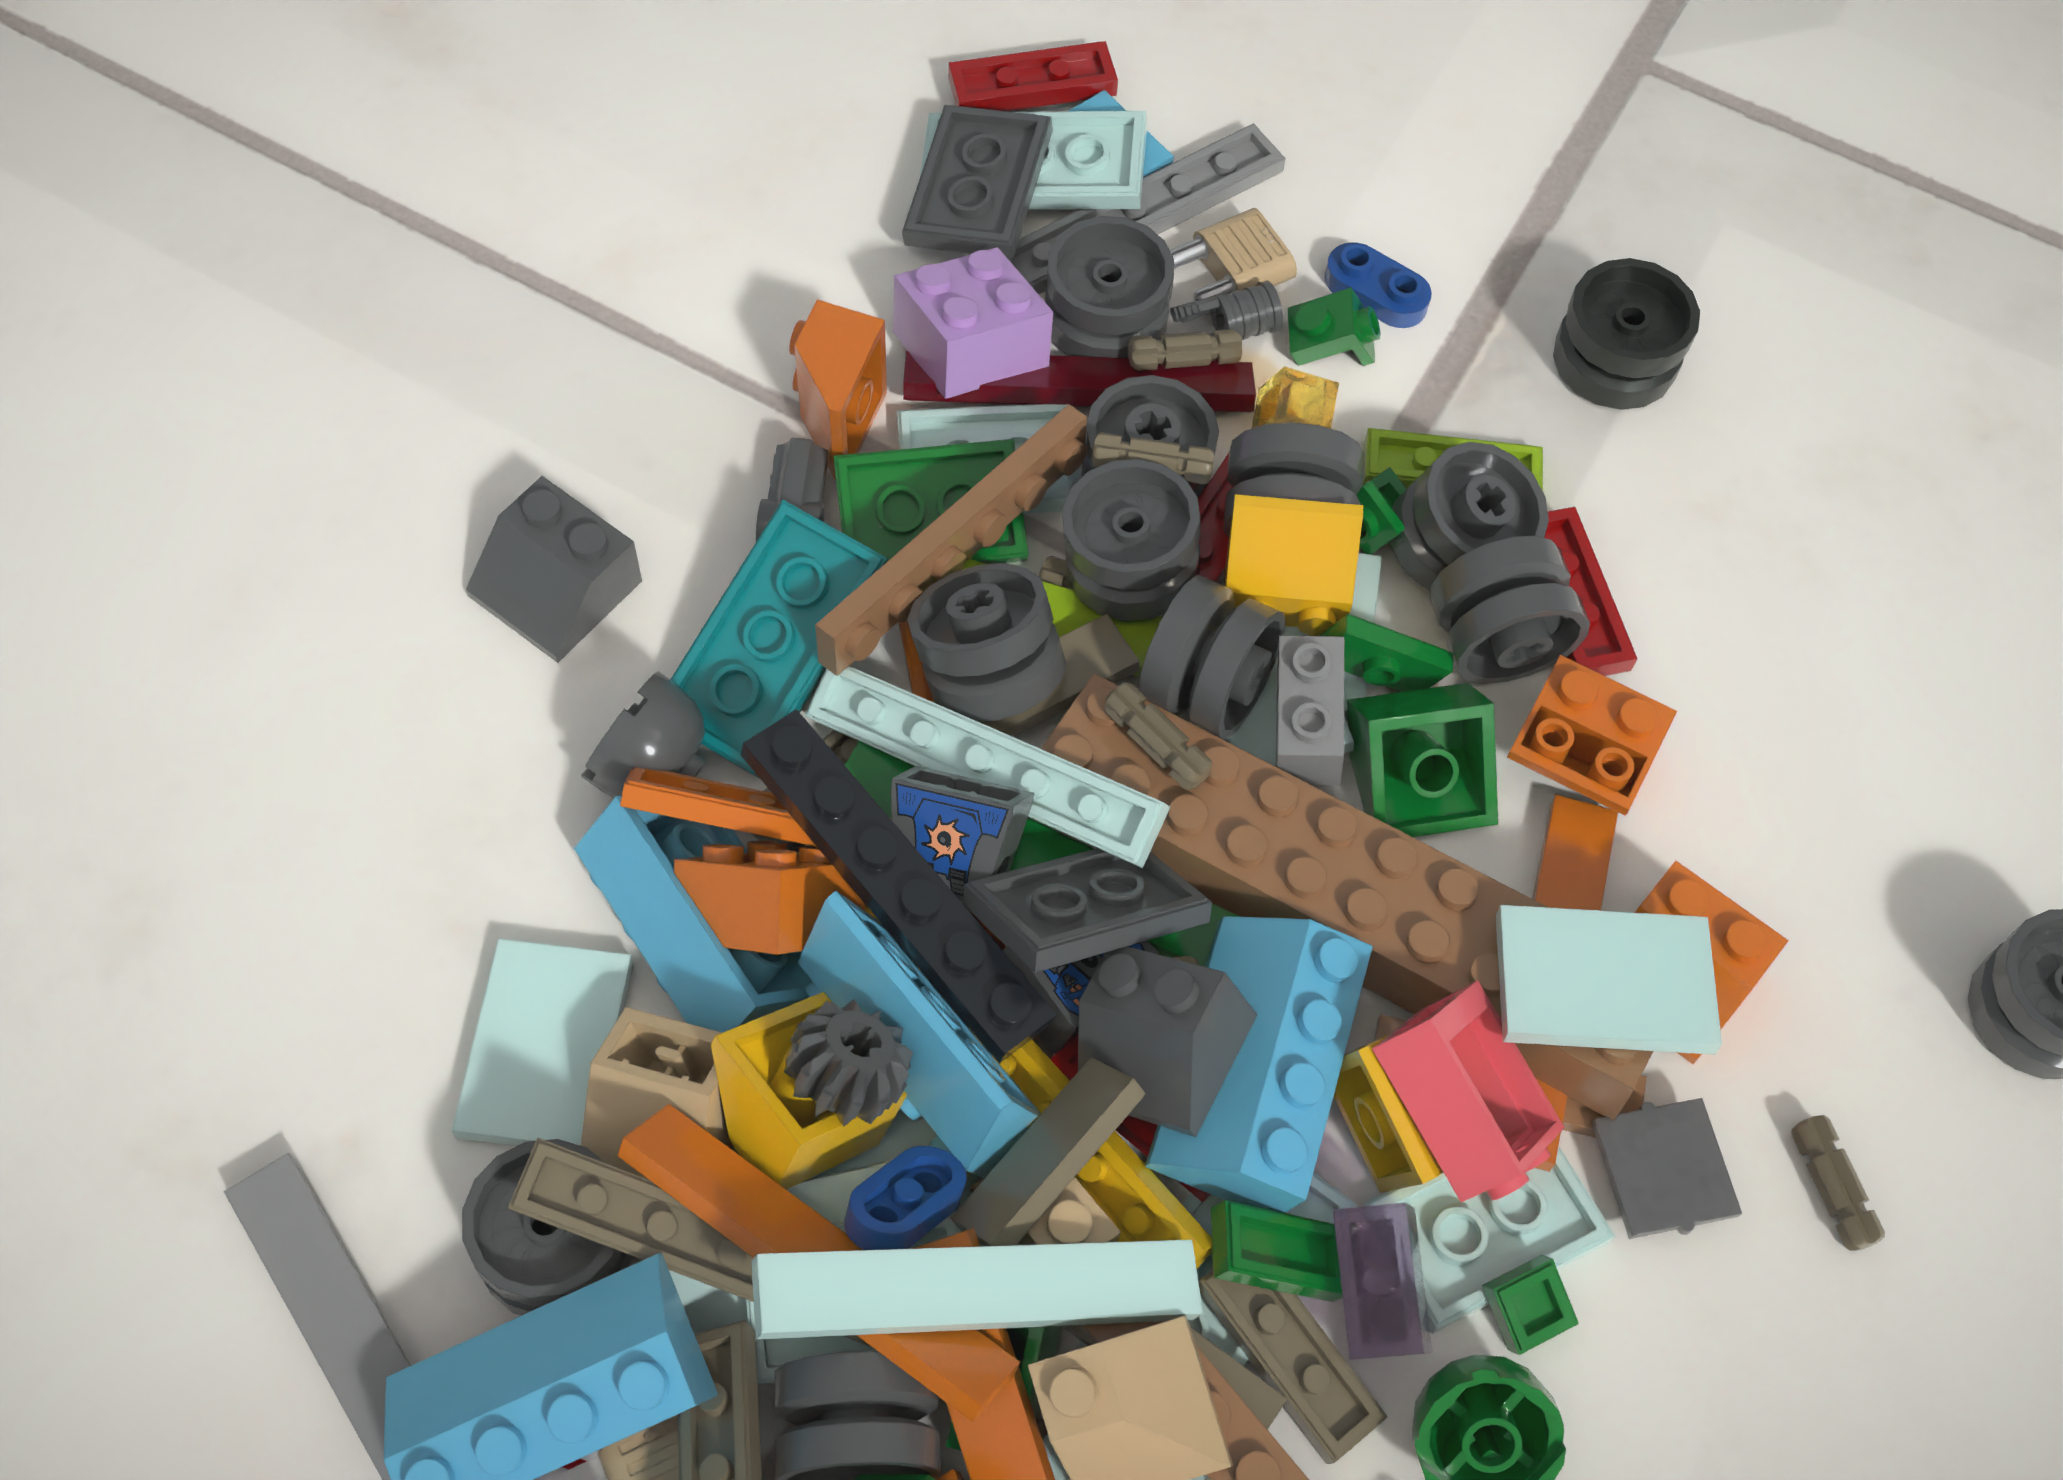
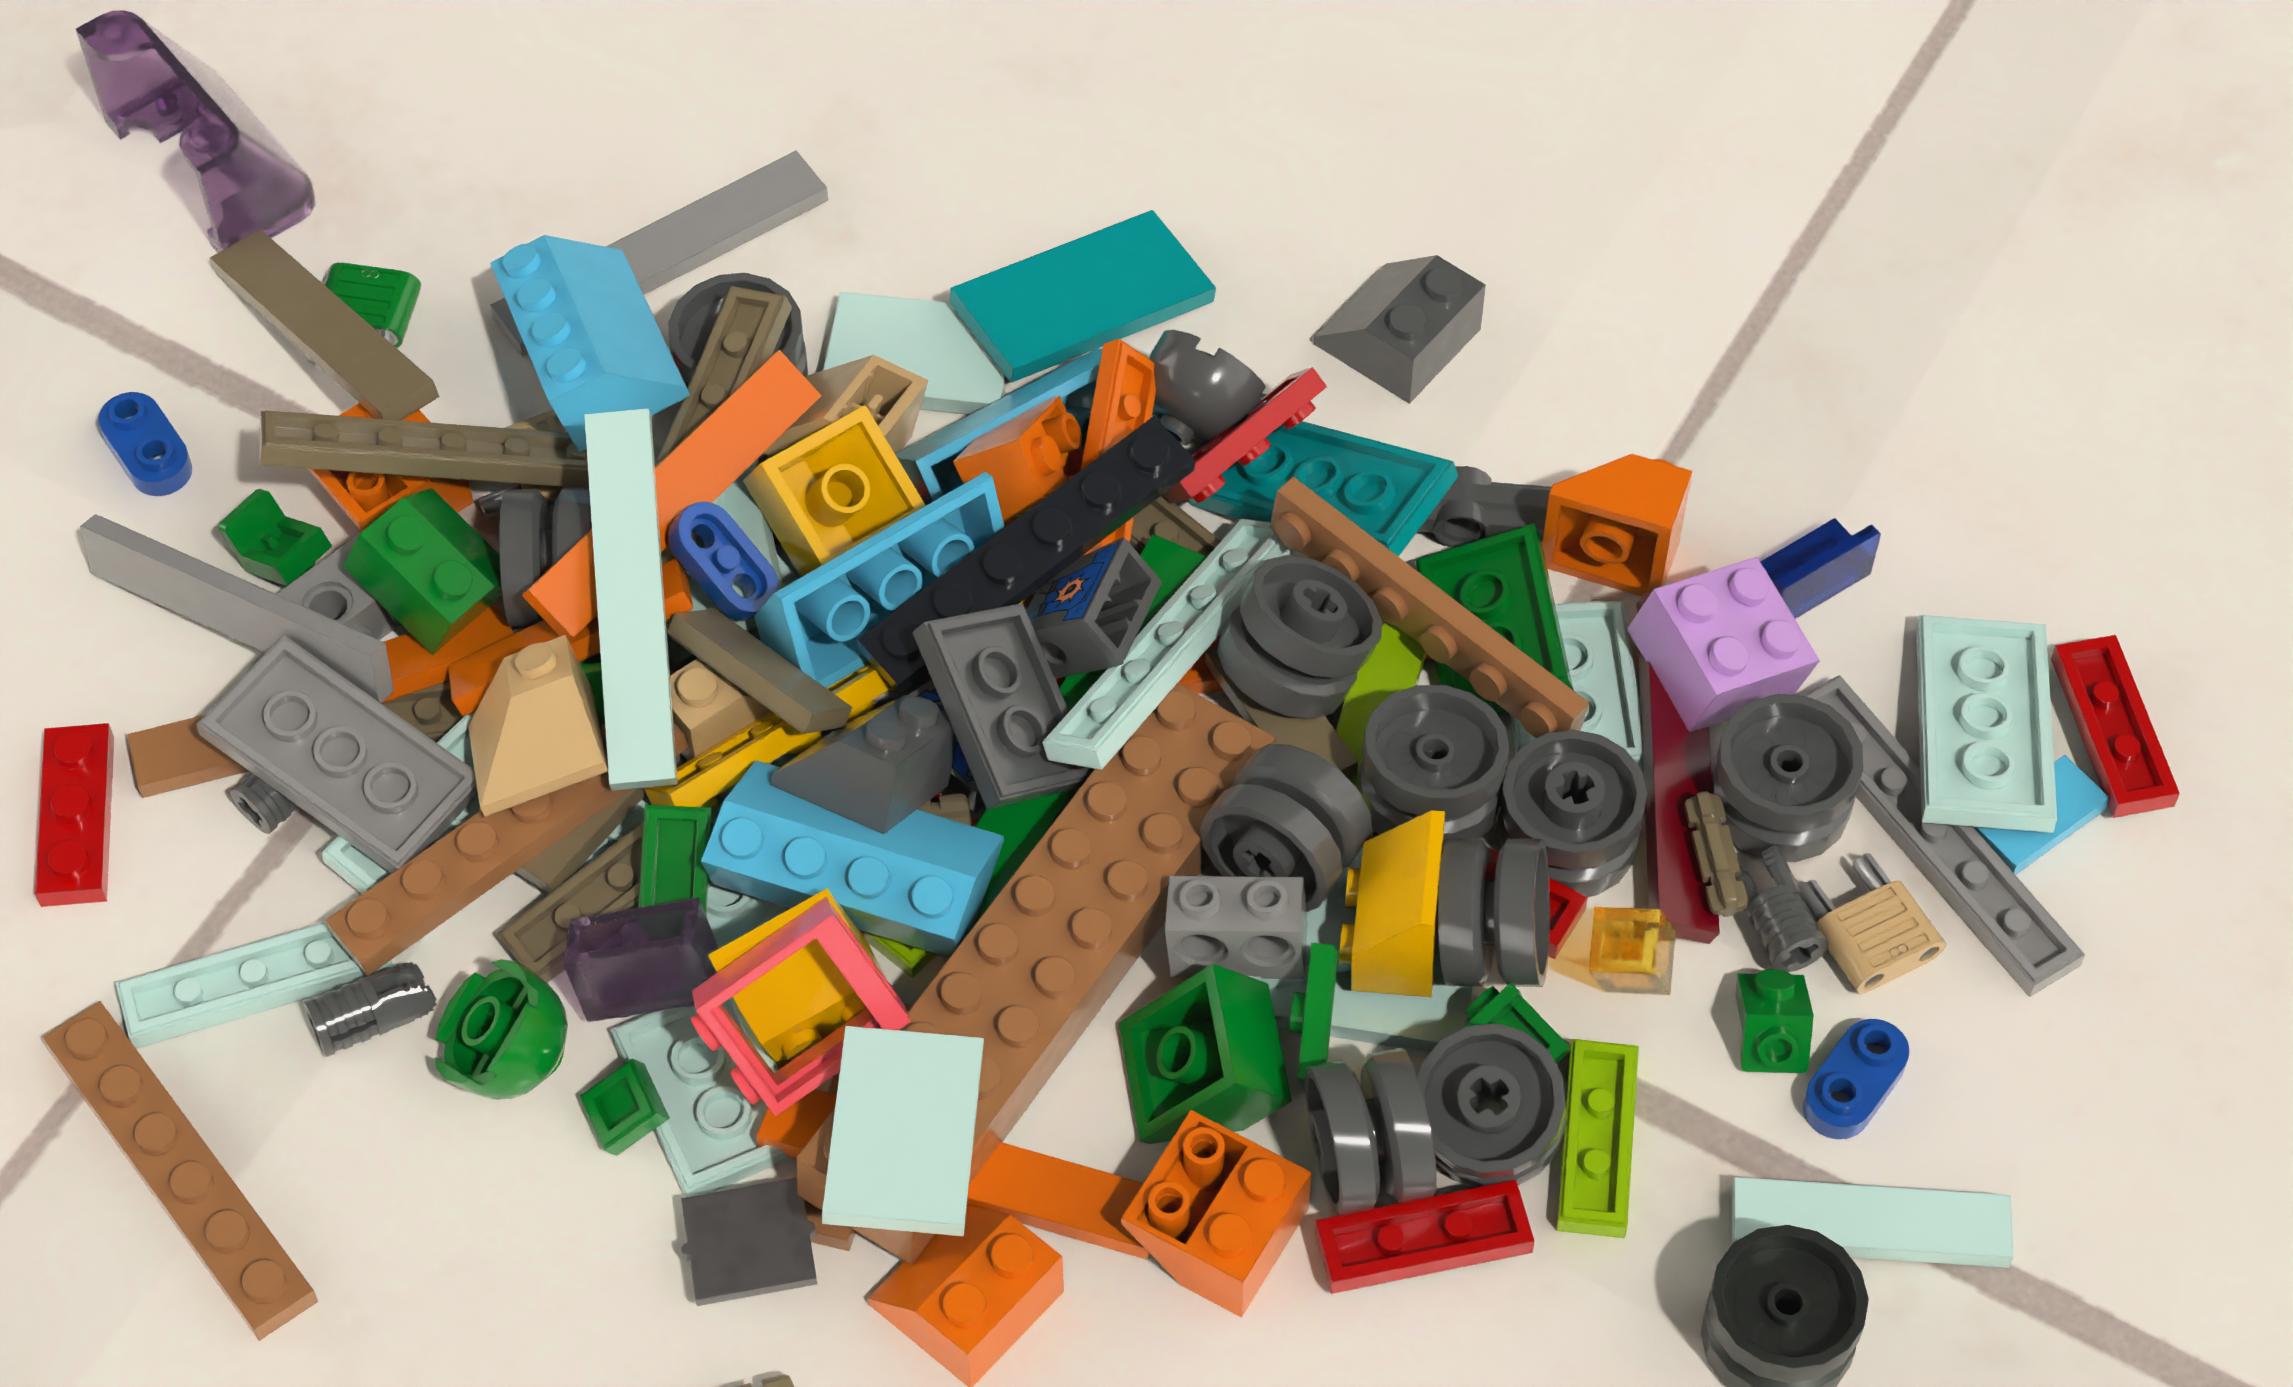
camera: 95 degrees right, 5 degrees down
(489, 872) = (1081, 295): none -> teal tile
(725, 700) = (1283, 405): none -> plate
(848, 1062) = (851, 486): dark grey gear -> none
(864, 261) = (1821, 565): none -> clear blue panel
(978, 180) = (1934, 659): dark grey tile -> none
(1158, 736) = (1184, 767): dark tan axle -> none
(1194, 464) = (1525, 778): dark tan axle -> none
(1509, 288) = (1882, 1220): none -> light aqua tile

